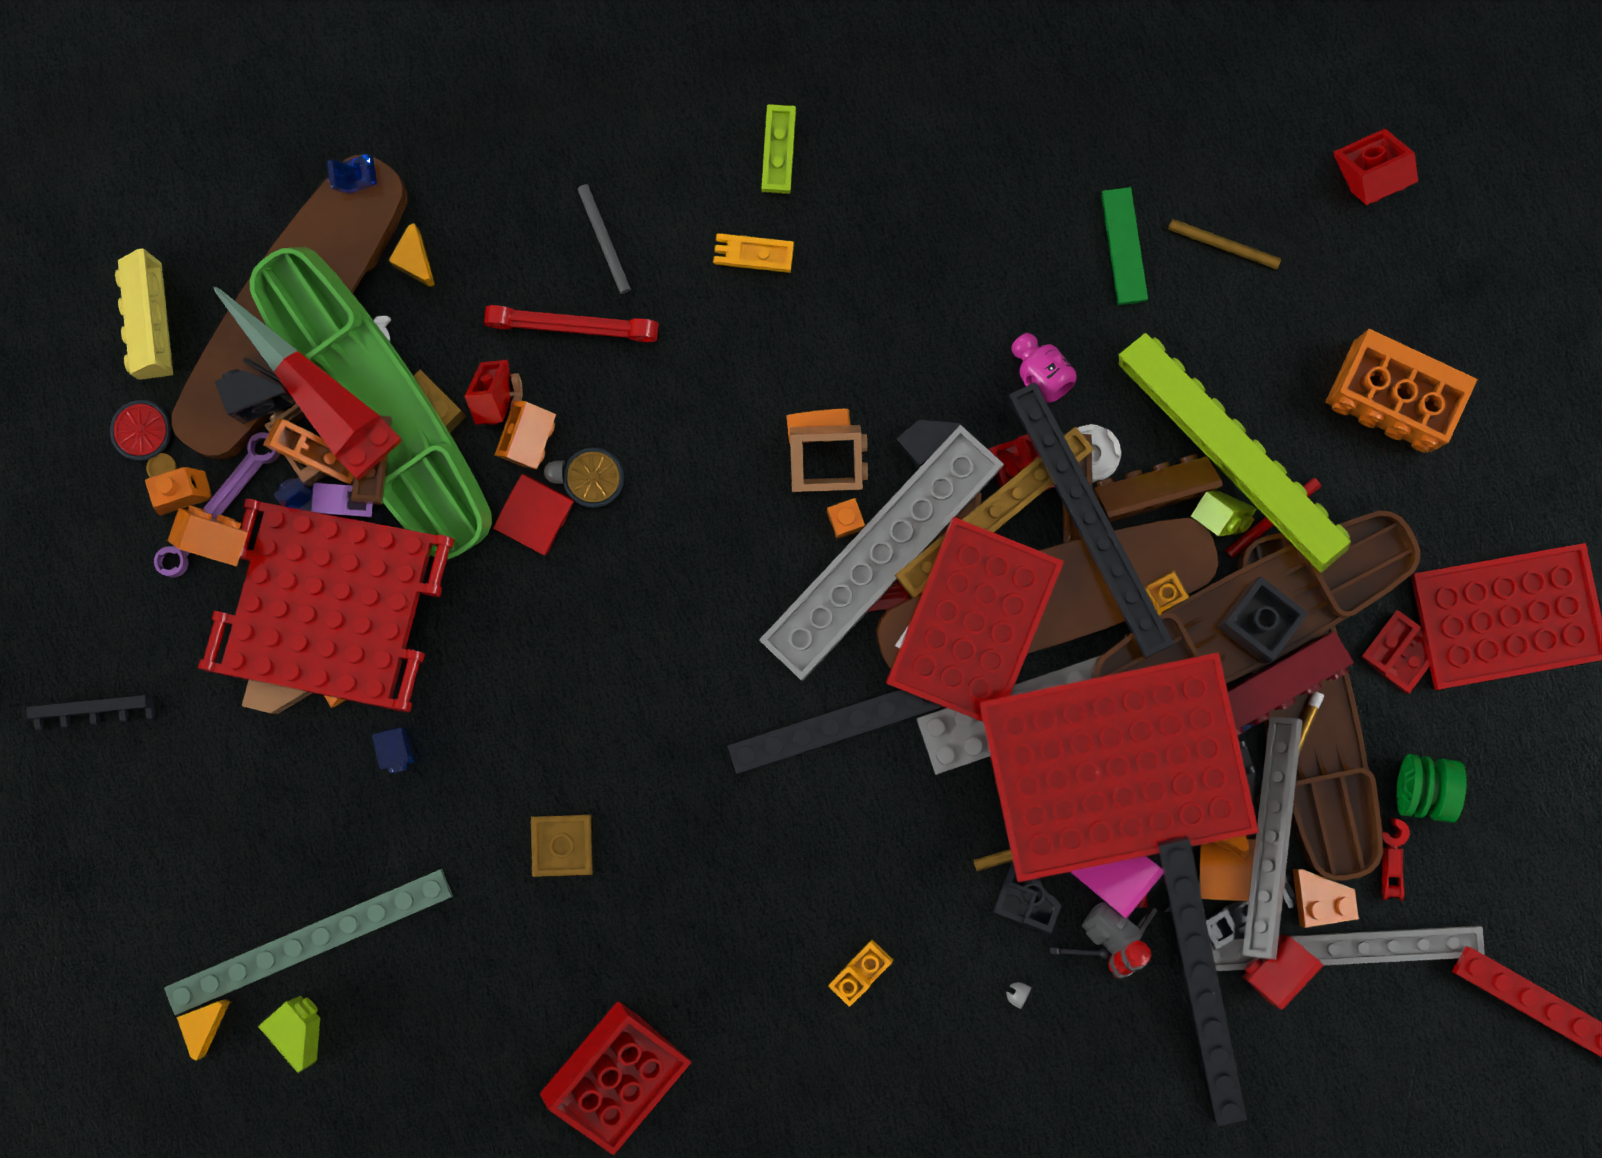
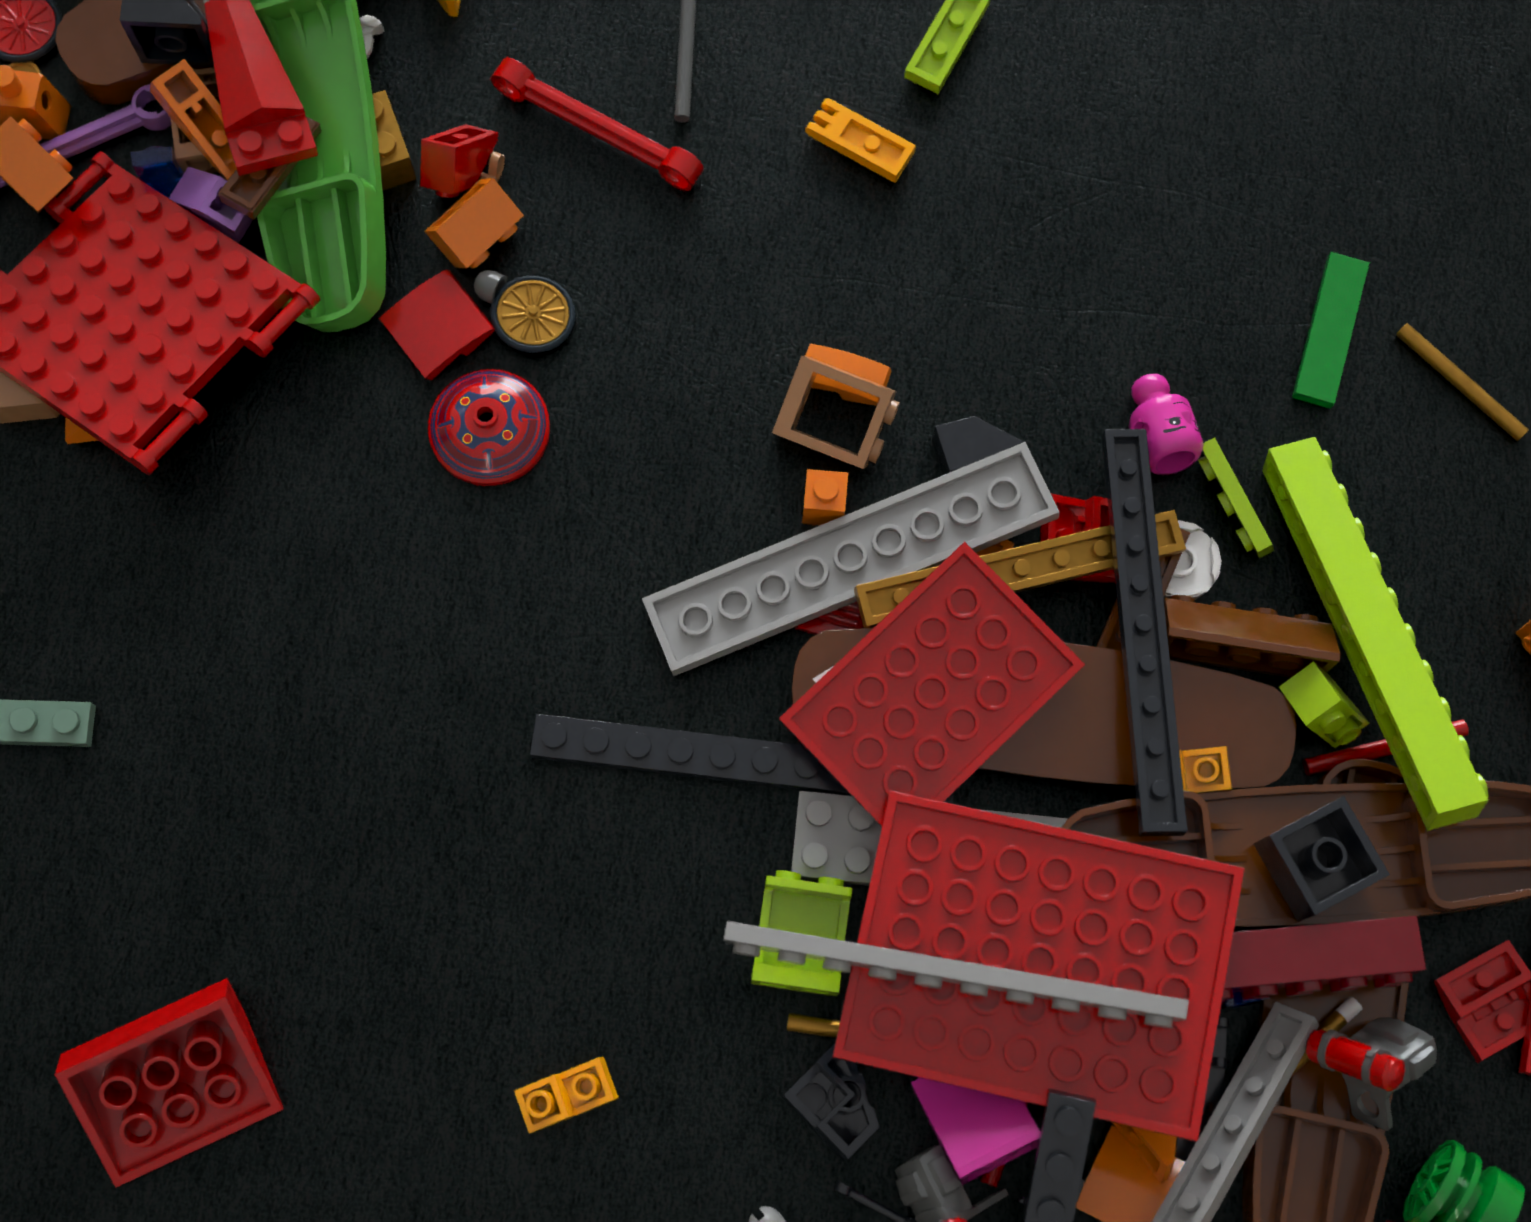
camera: 20 degrees right, 10 degrees down
(393, 750) = (112, 525): clear blue brick -> none
(561, 845) = (261, 745): pearl gold tile -> none
(616, 583) = (495, 449): none -> dish
(959, 808) = (805, 909): none -> lime panel
(1083, 798) = (974, 978): none -> light grey plate
(1110, 397) = (1234, 499): none -> lime plate
(1344, 727) = (1374, 1060): none -> dark grey piece

